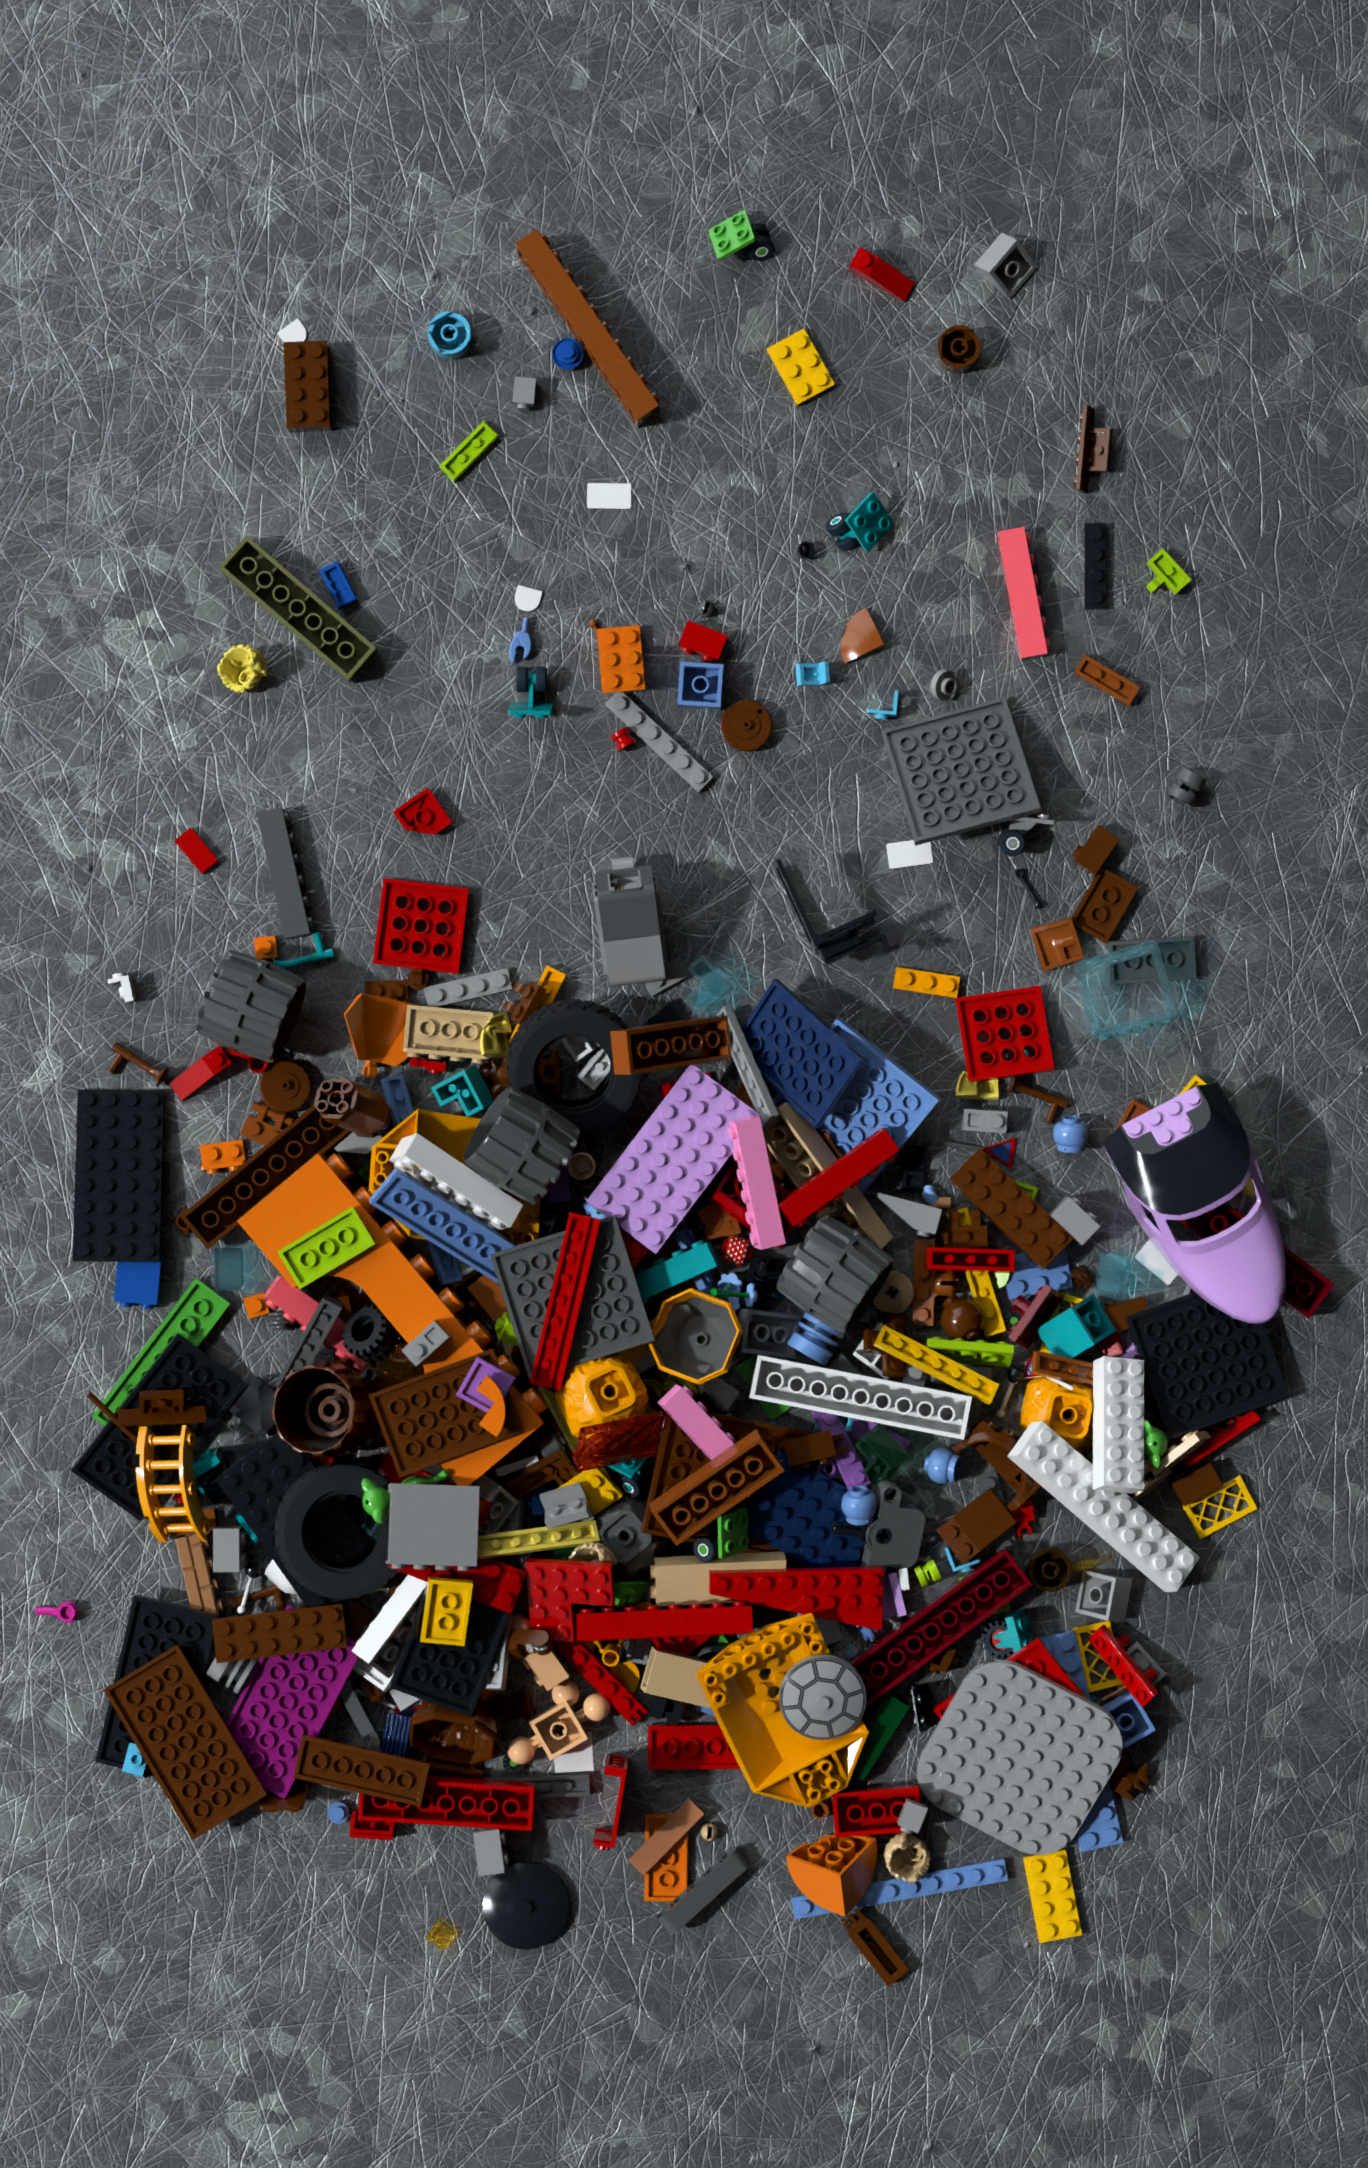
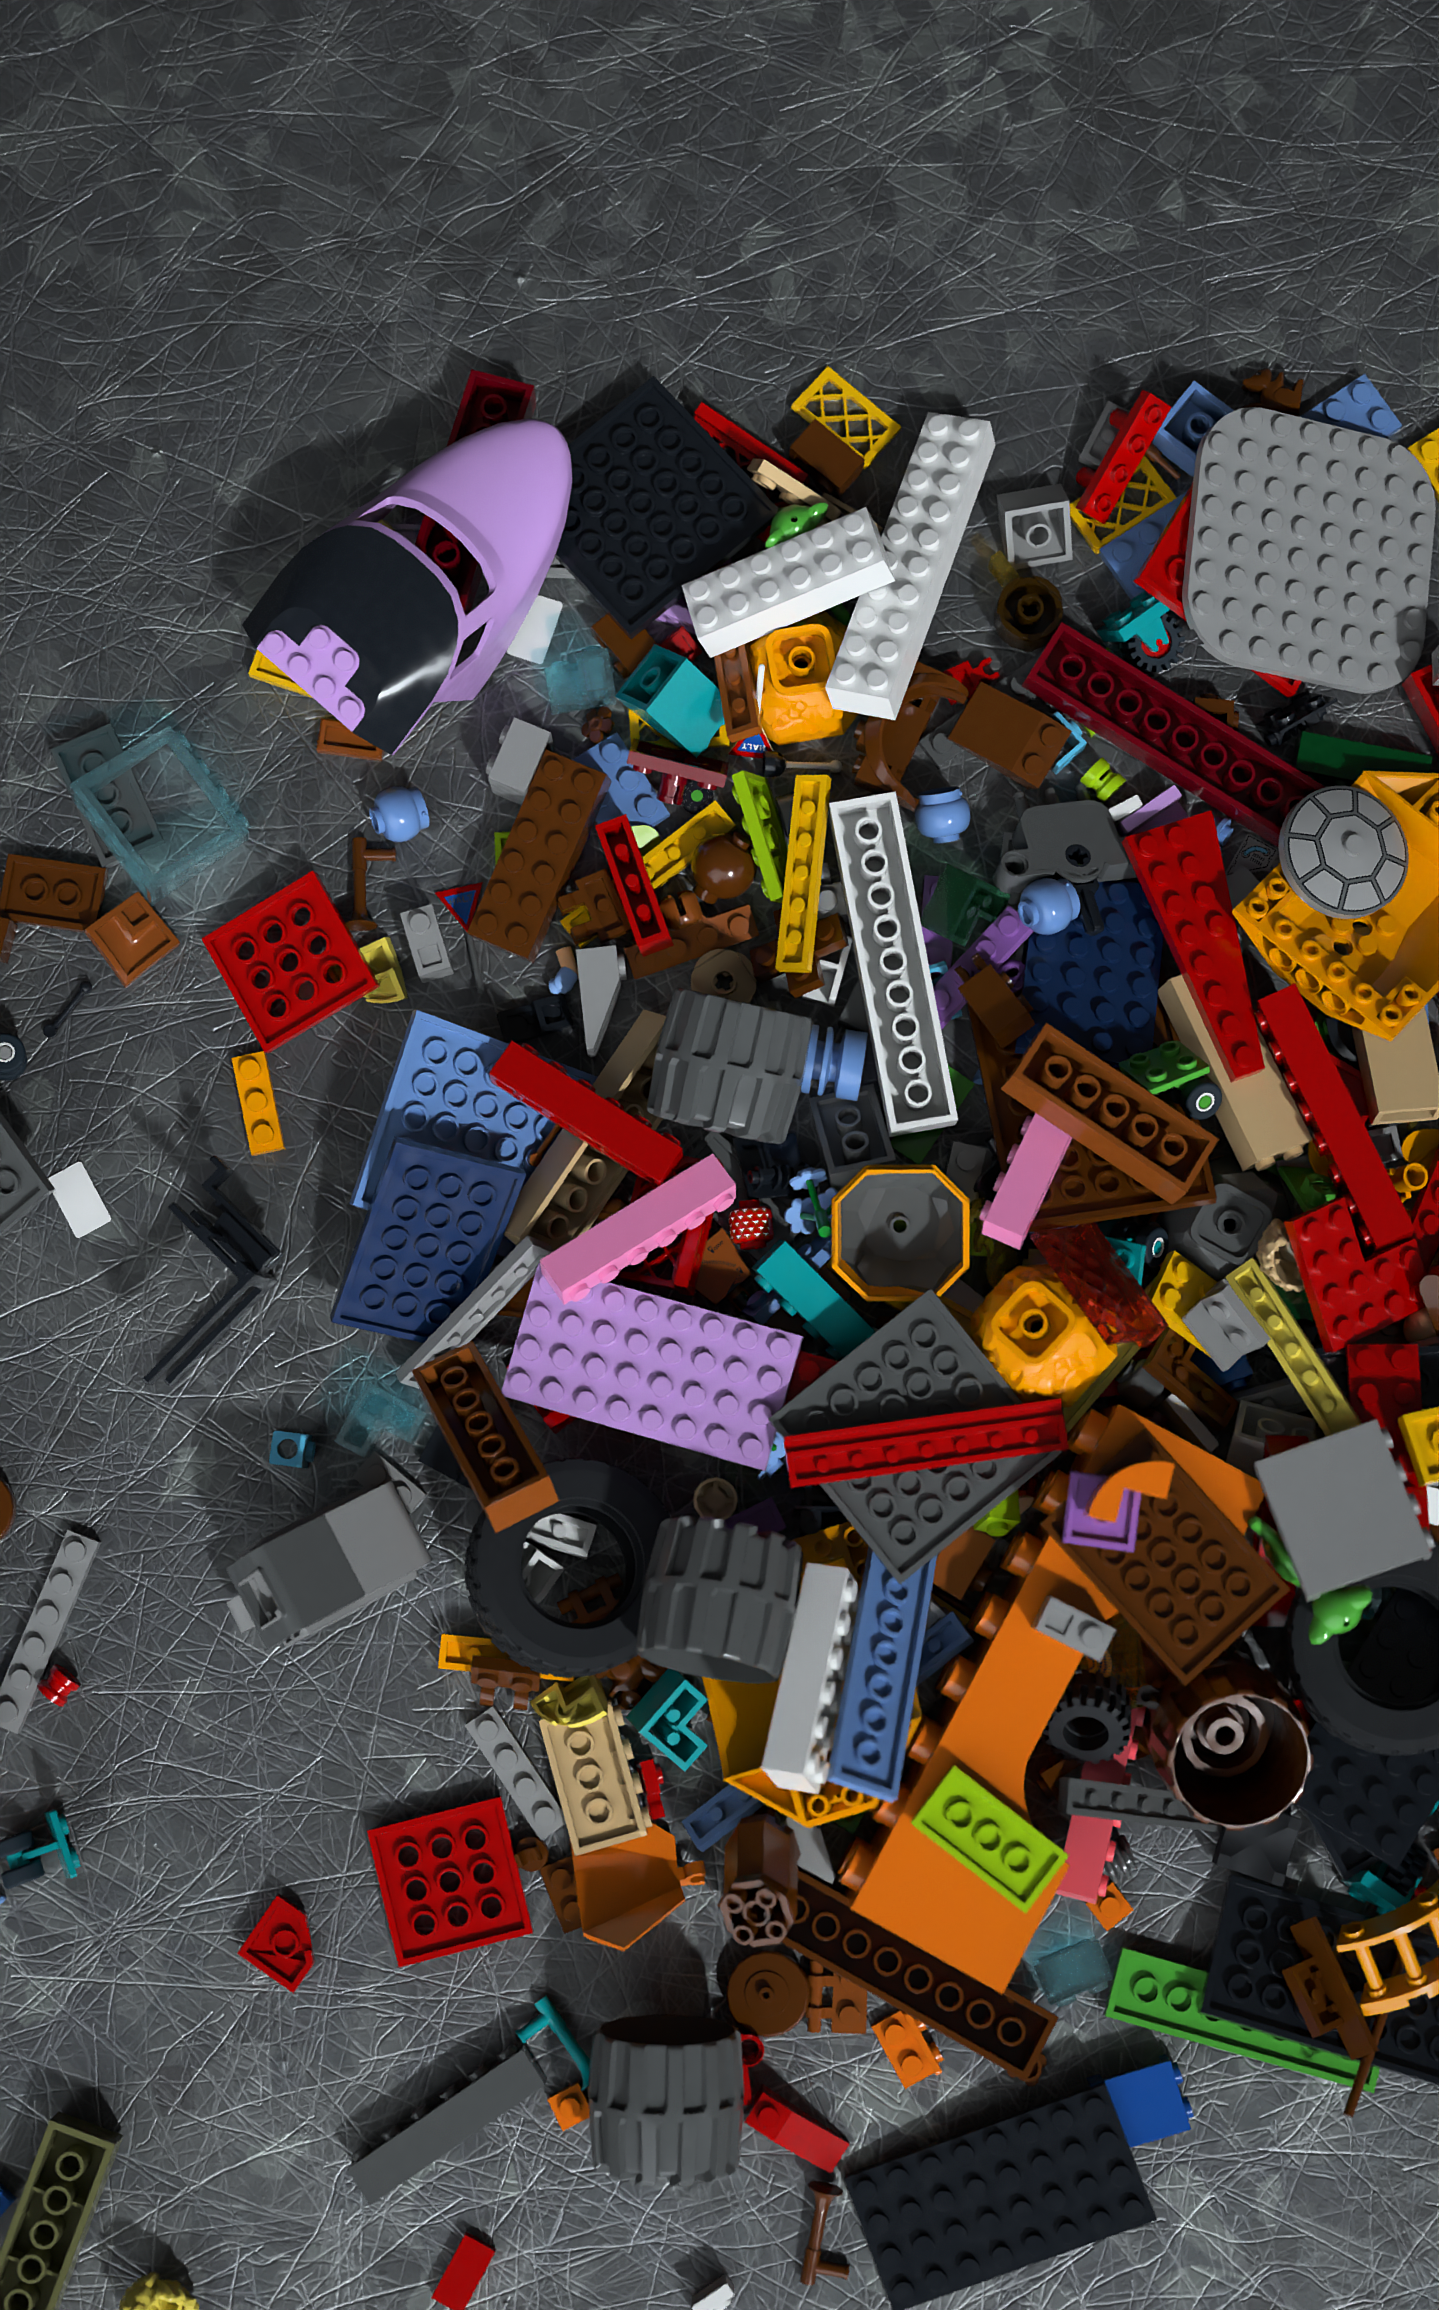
camera: 115 degrees left, 5 degrees down
(703, 932) = (305, 1451): none -> medium azure bracket

